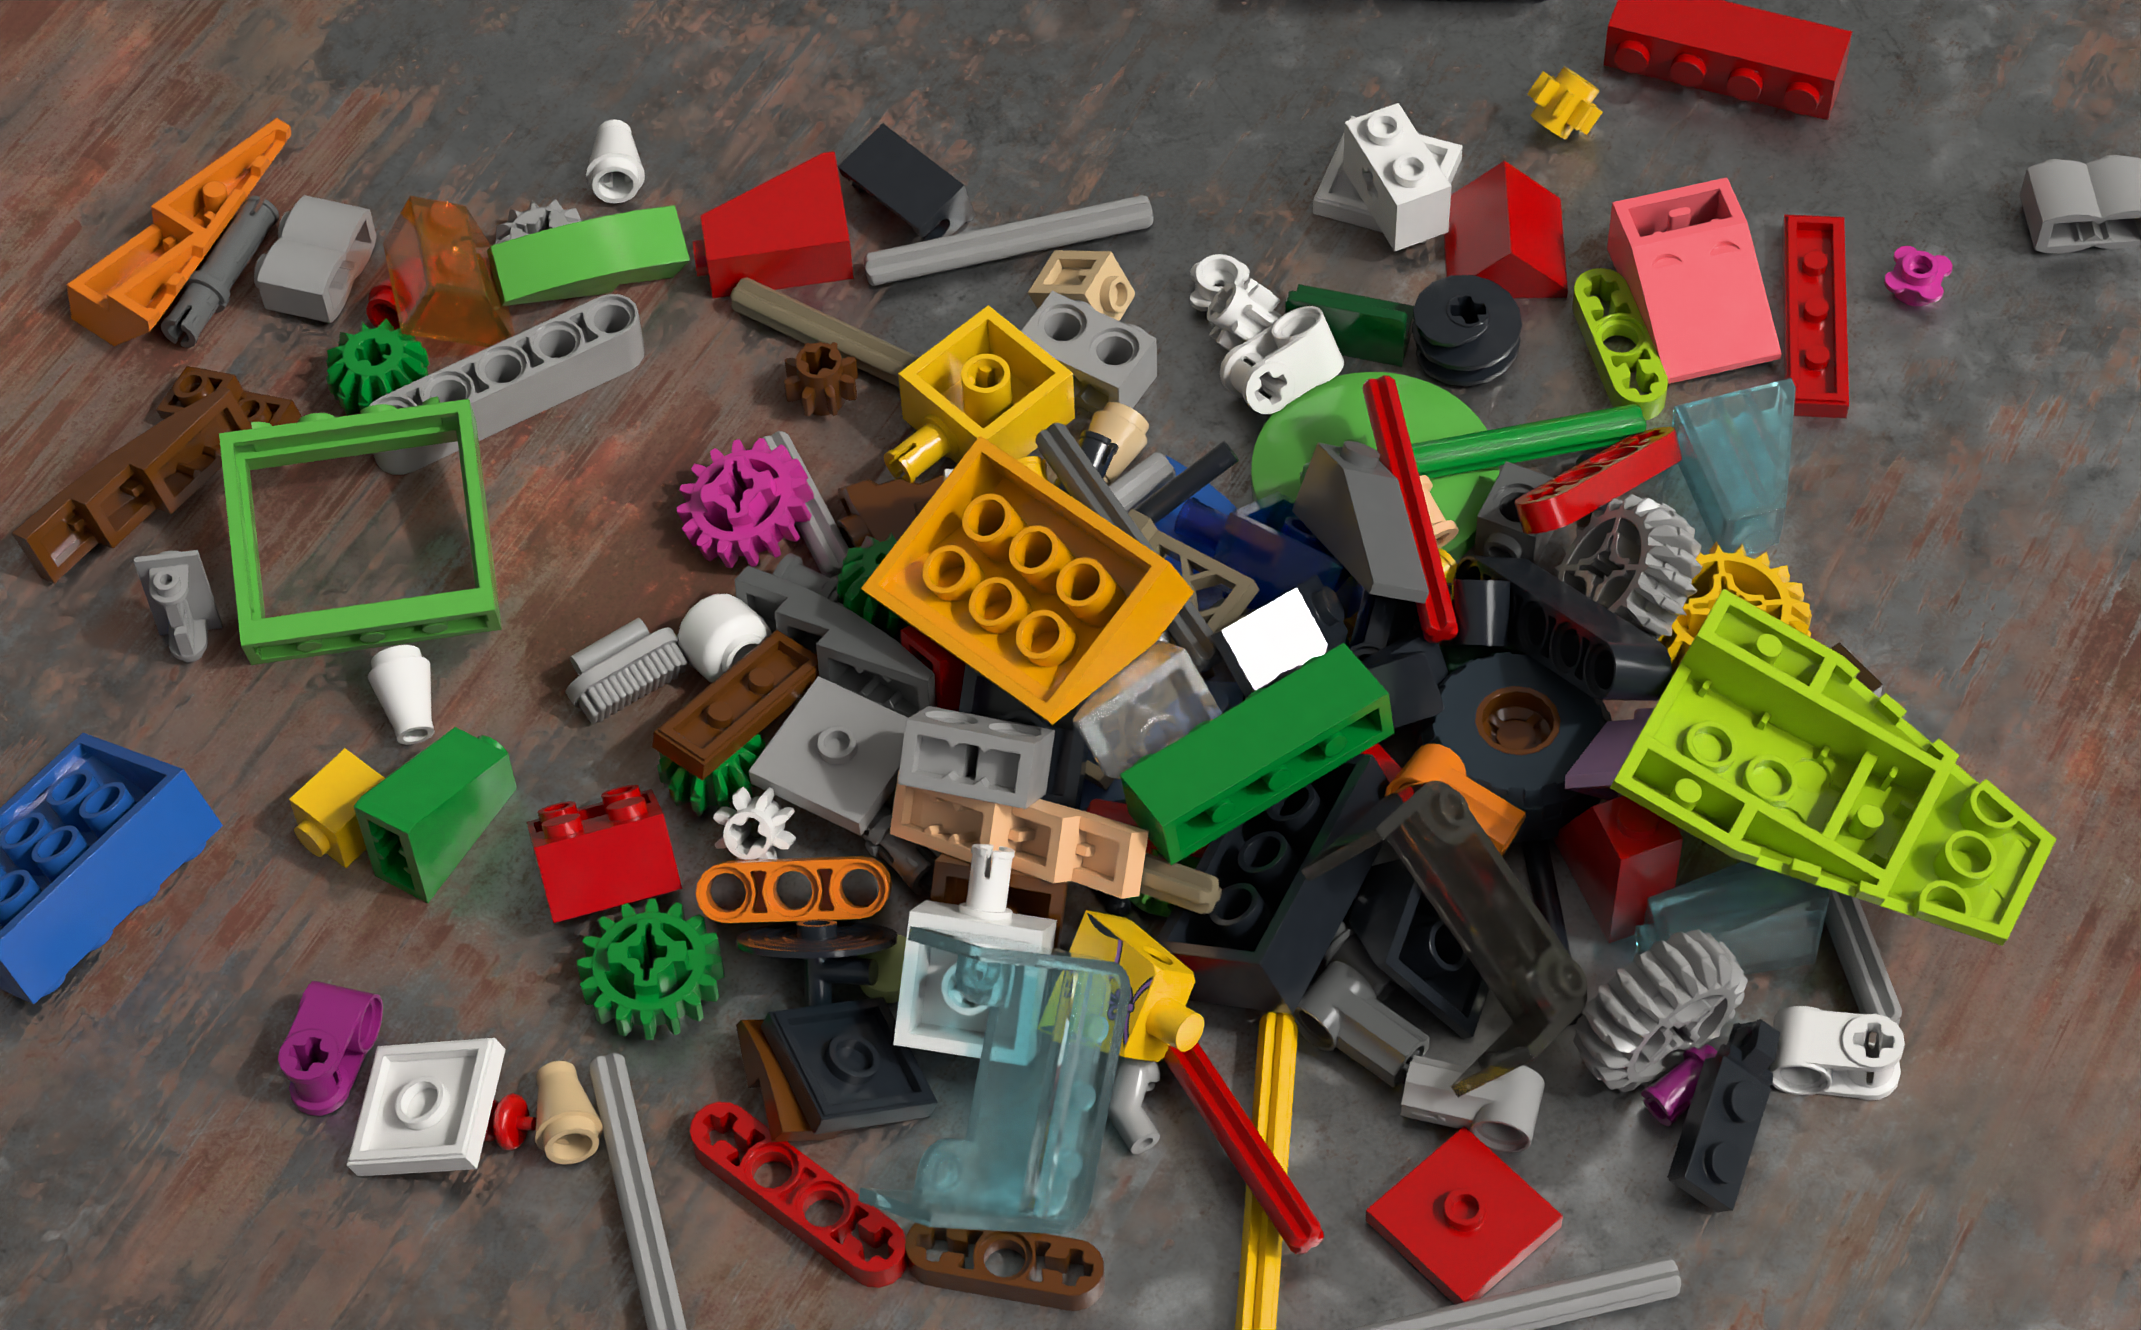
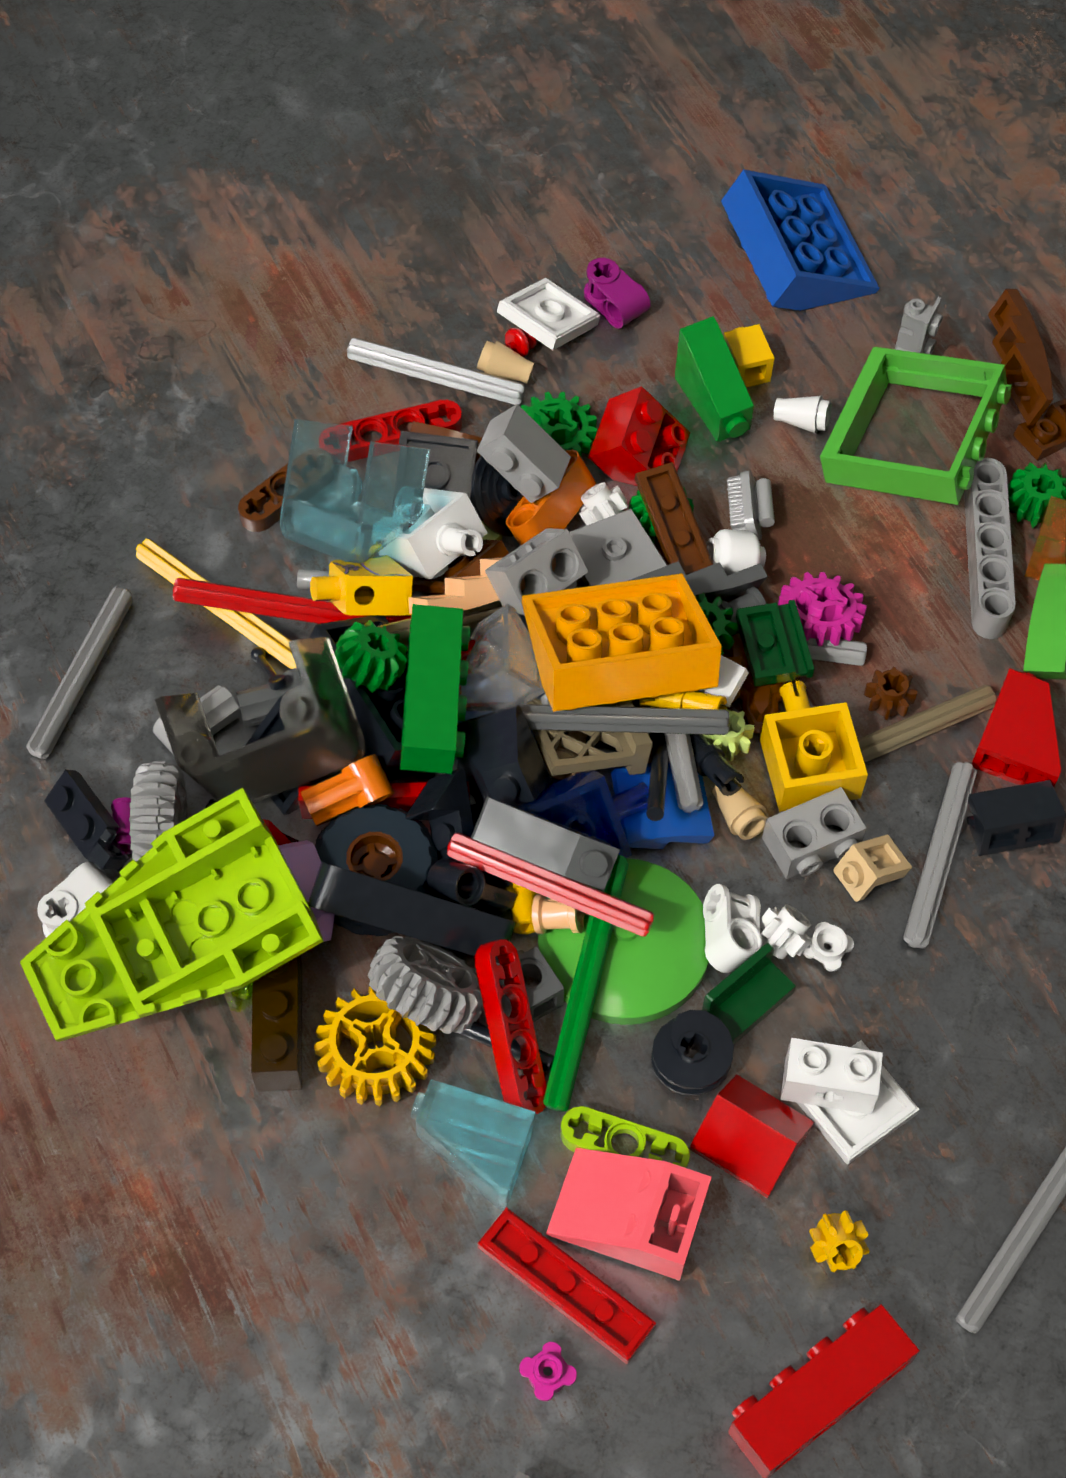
camera: 120 degrees right, 5 degrees up
(784, 894) = (524, 453): none -> light grey brick
(858, 493) = (774, 643): none -> dark green plate
(1262, 854) = (371, 656): none -> green gear
(1352, 1010) = (276, 681): none -> black hinge
(1463, 1218) = (139, 677): red plate -> none

